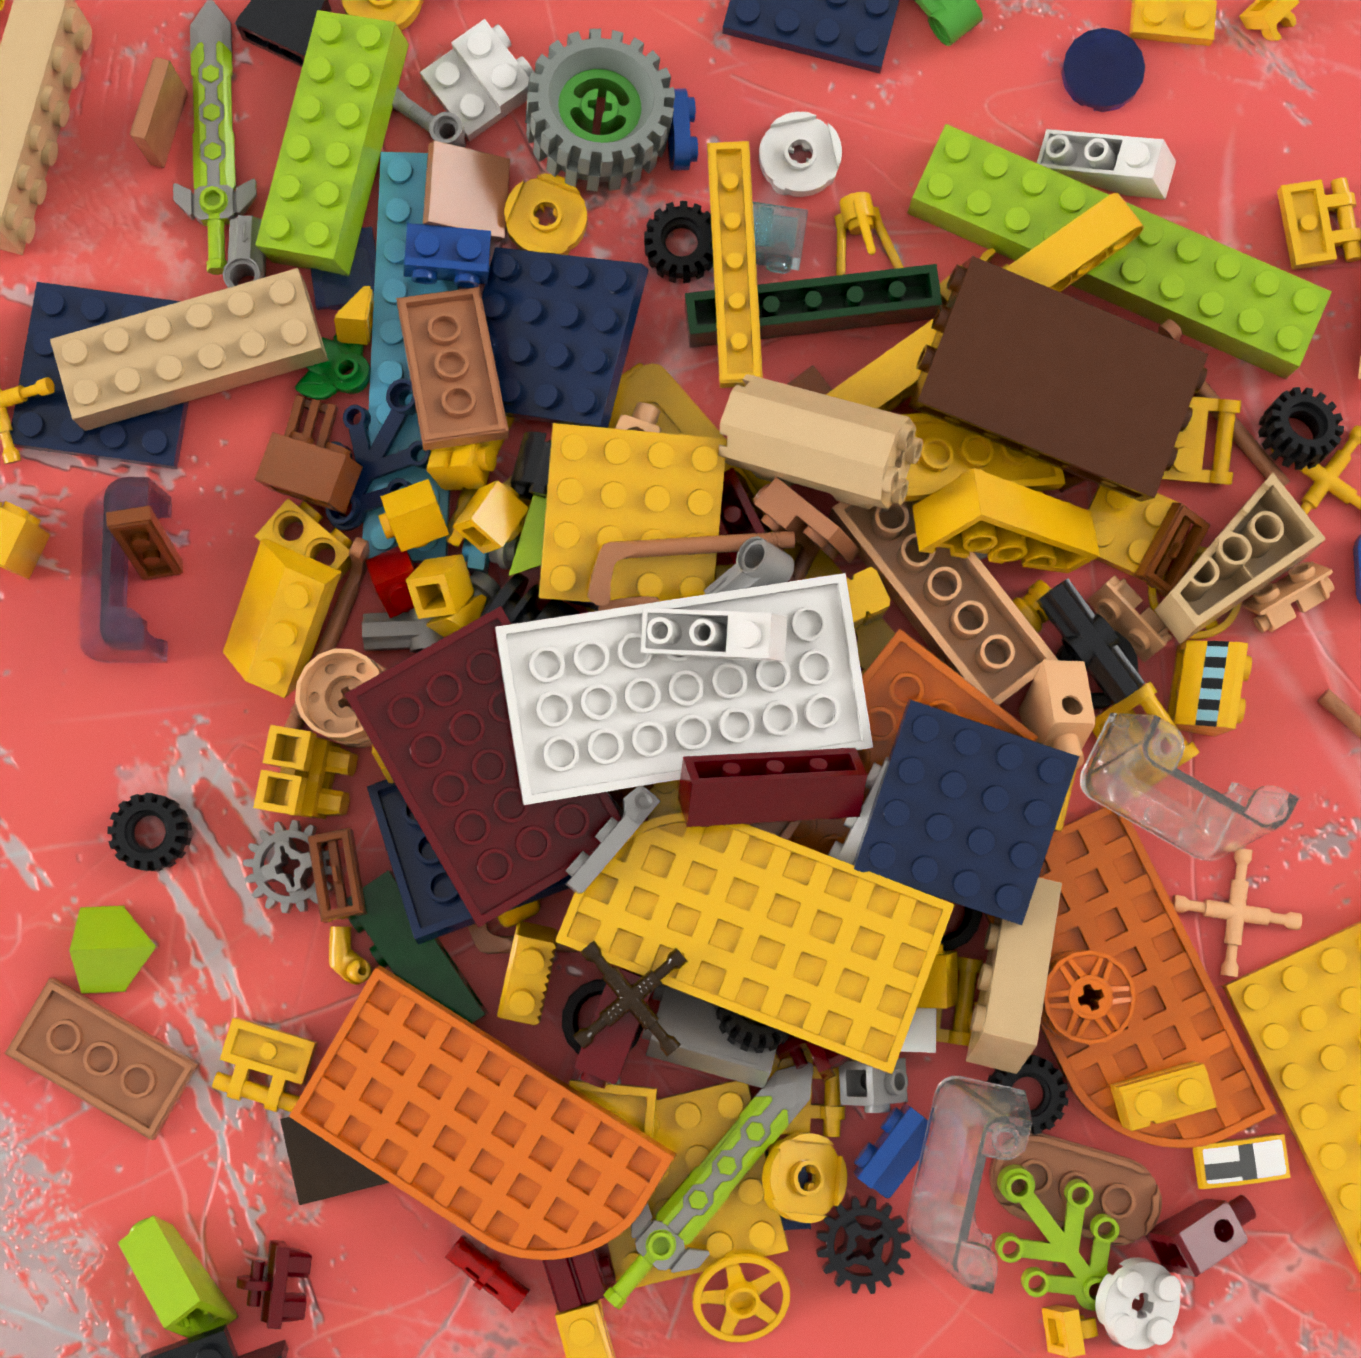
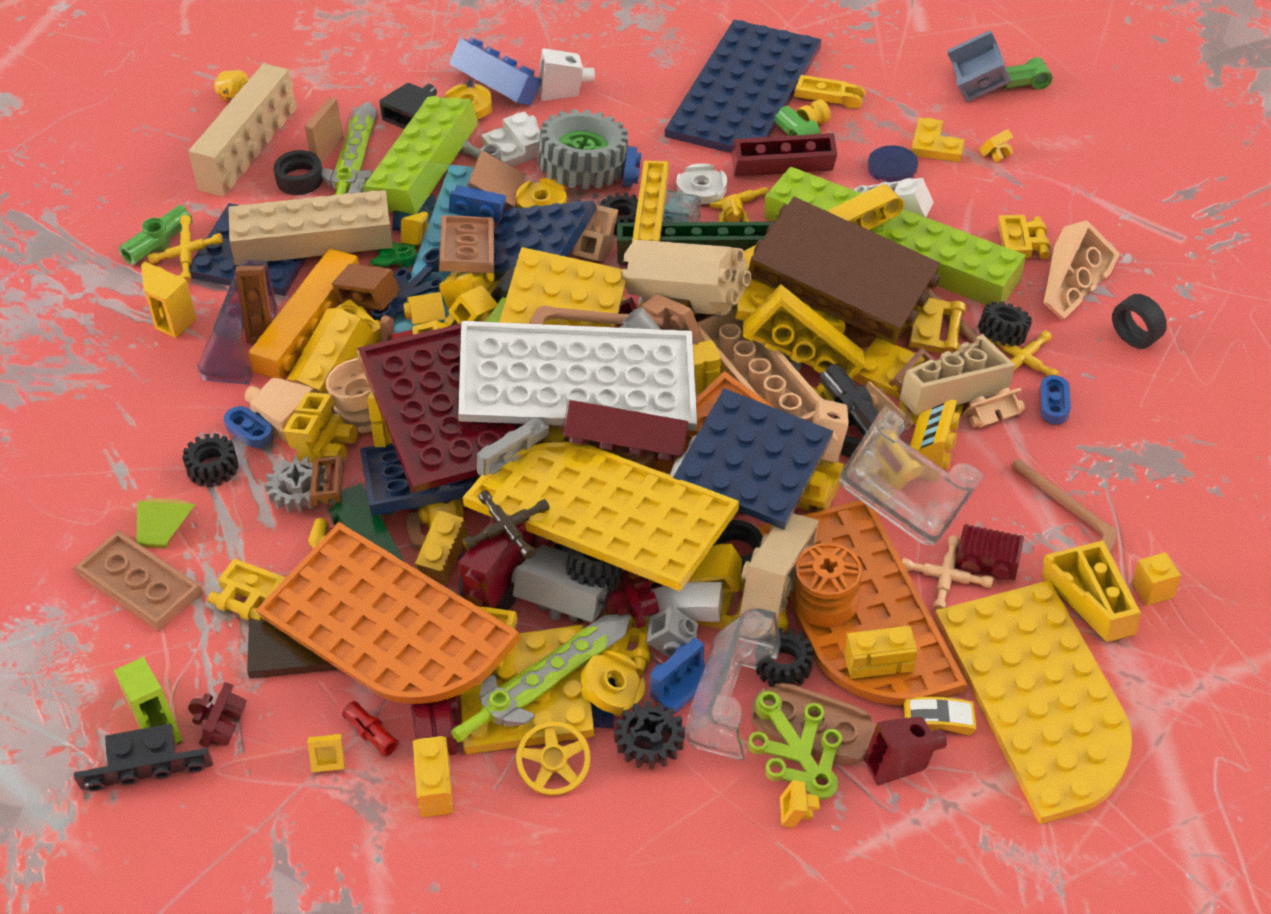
camera: 10 degrees right, 35 degrees down
(117, 170) = (298, 184): none -> black tyre
(191, 761) = (248, 427): none -> blue plate
(221, 521) = (292, 328): none -> light orange brick
(227, 717) = (276, 402): none -> light nougat torso
(438, 1326) = (326, 753): none -> yellow tile
(655, 304) = (598, 236): none -> light nougat brick
(714, 634) = (604, 339): white slope -> none
(868, 174) = (744, 197): none -> yellow hand
(929, 82) = (778, 153): none -> dark red brick
(1160, 1310) = (865, 779): white plate -> none
(1296, 878) = (989, 552): none -> dark red brick

